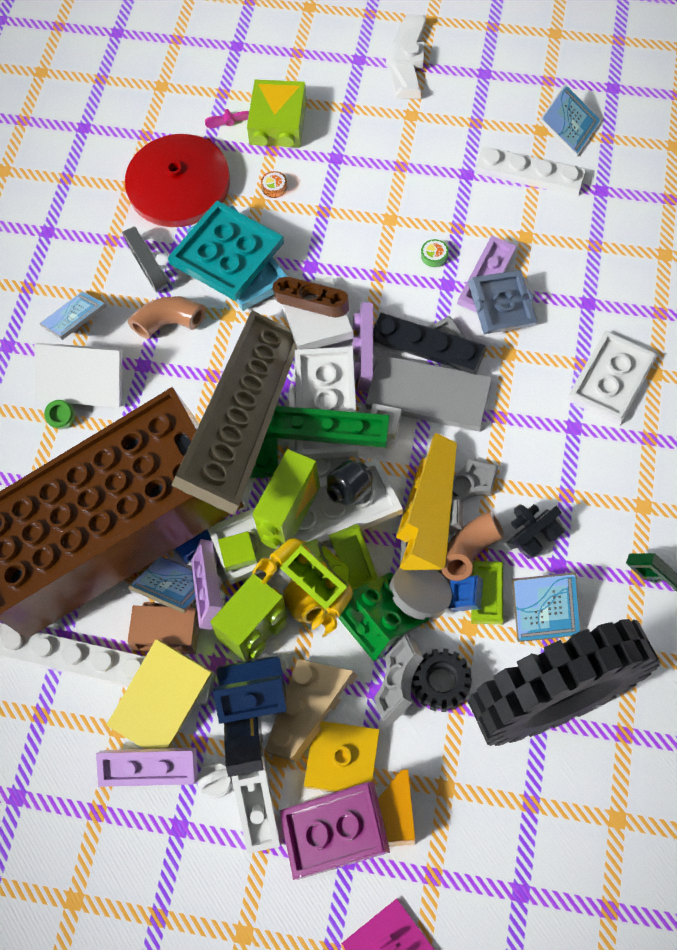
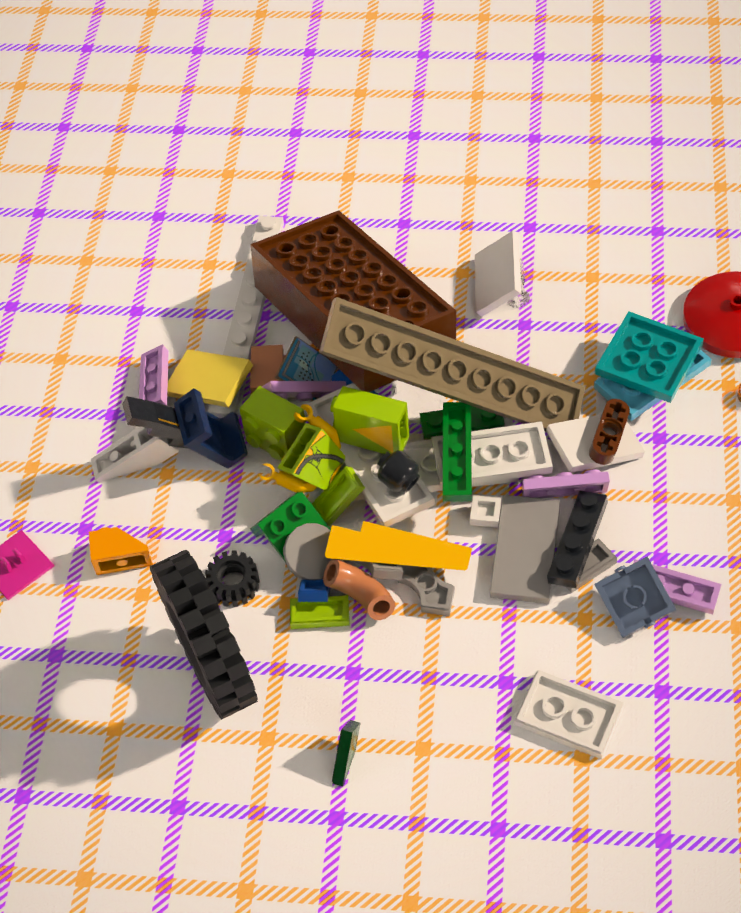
camera: 85 degrees right, 10 degrees down
(59, 414) = (462, 272): bright green tile -> none
(72, 315) = (561, 260): piece -> none
(145, 259) = (635, 301): dark grey beam -> none
(166, 311) = (577, 325): nougat cylinder -> none
(237, 551) = (323, 402): lime tile -> none
(309, 698) = (209, 480): tan wing -> none
(334, 831) = (101, 507): magenta tile -> none
(341, 757) = (165, 514): yellow plate -> none
(395, 691) = (239, 543): light grey tile -> none
(434, 253) = (695, 540): tile -> none
(545, 522) = (390, 654): black hips -> none
(546, 606) = (303, 655): piece -> none

